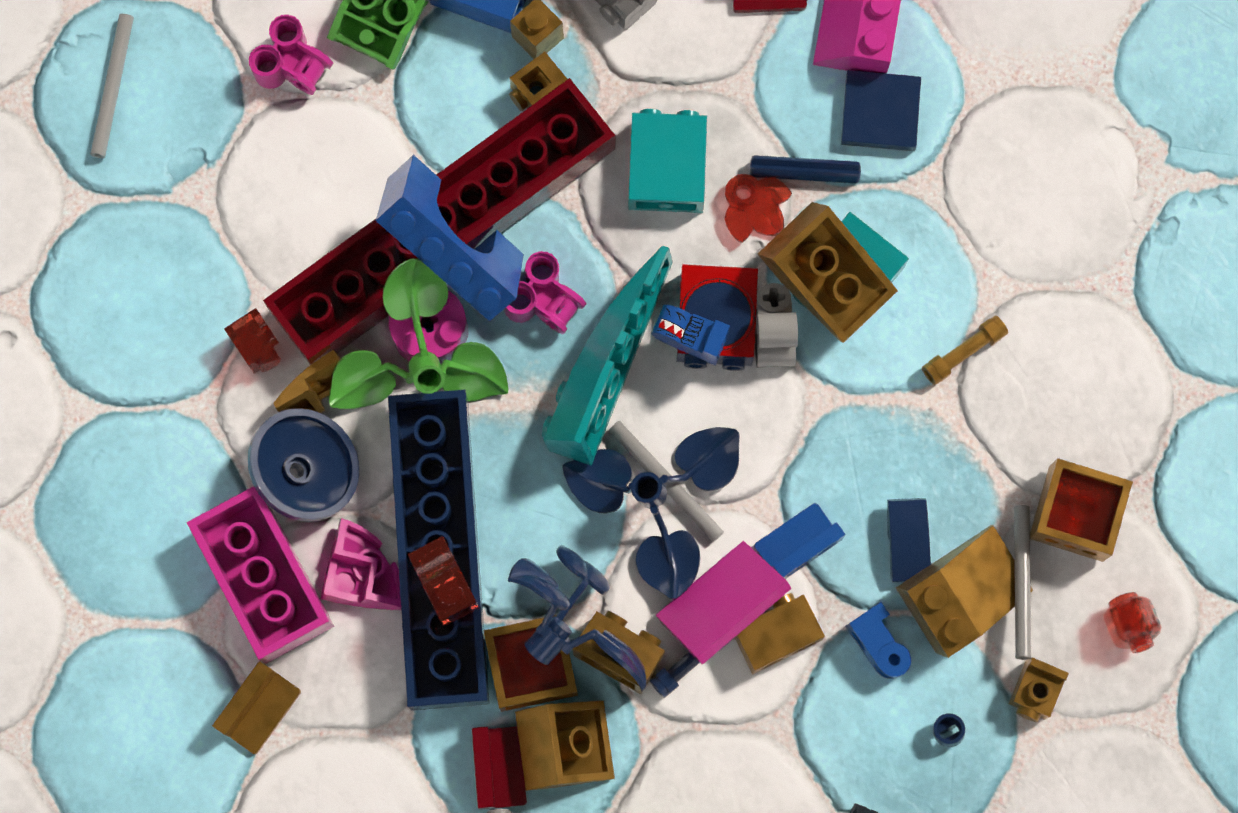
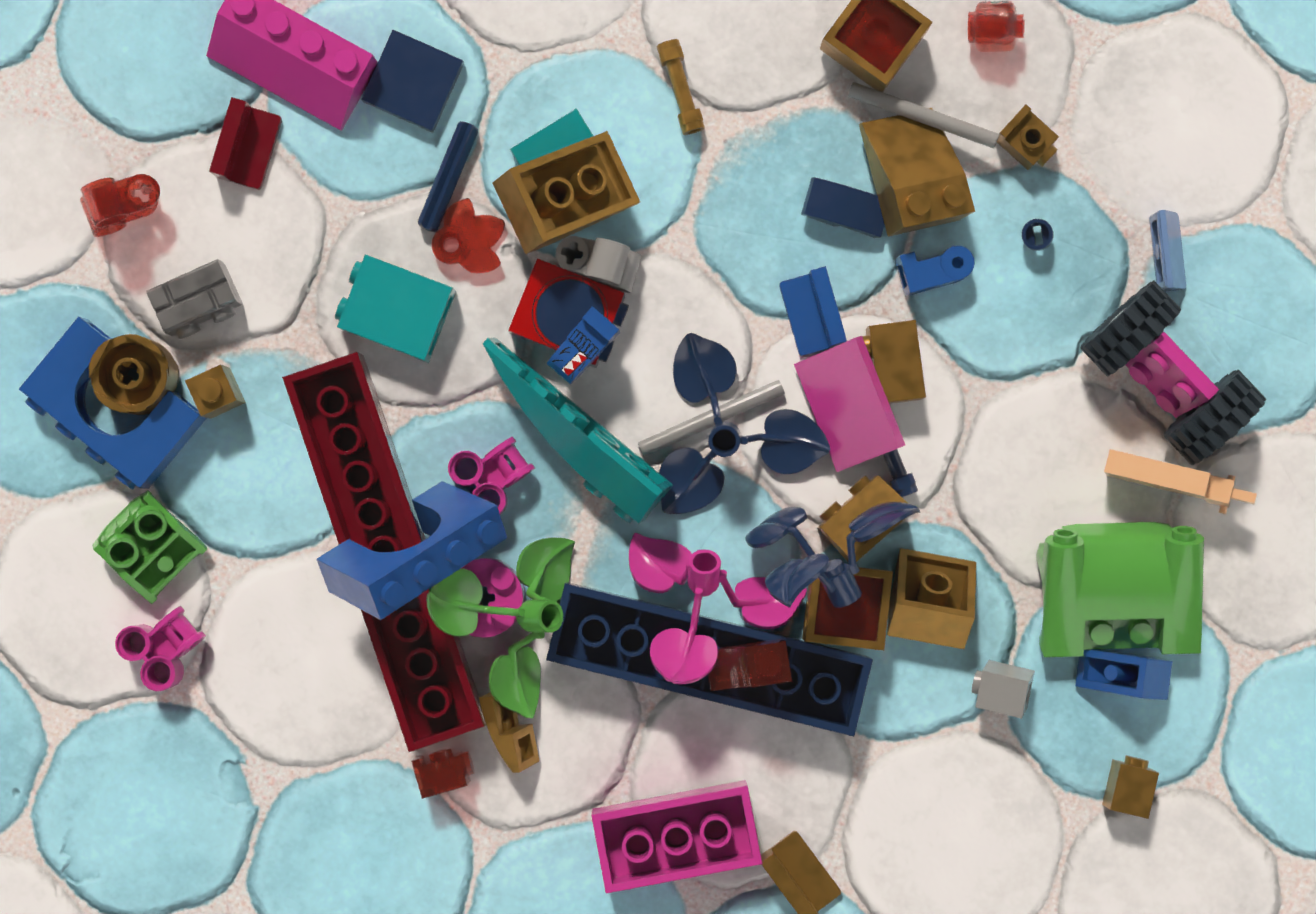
camera: 70 degrees left, 10 degrees up
(112, 86) = (127, 833): light grey piece -> none
(319, 454) = (577, 741): dark blue dish -> none
(359, 571) = (701, 738): dark pink brick -> none
(433, 519) = (684, 655): none -> dark pink plant
(498, 768) = (931, 667): dark red panel -> none
(538, 72) = (262, 400): pearl gold brick -> none

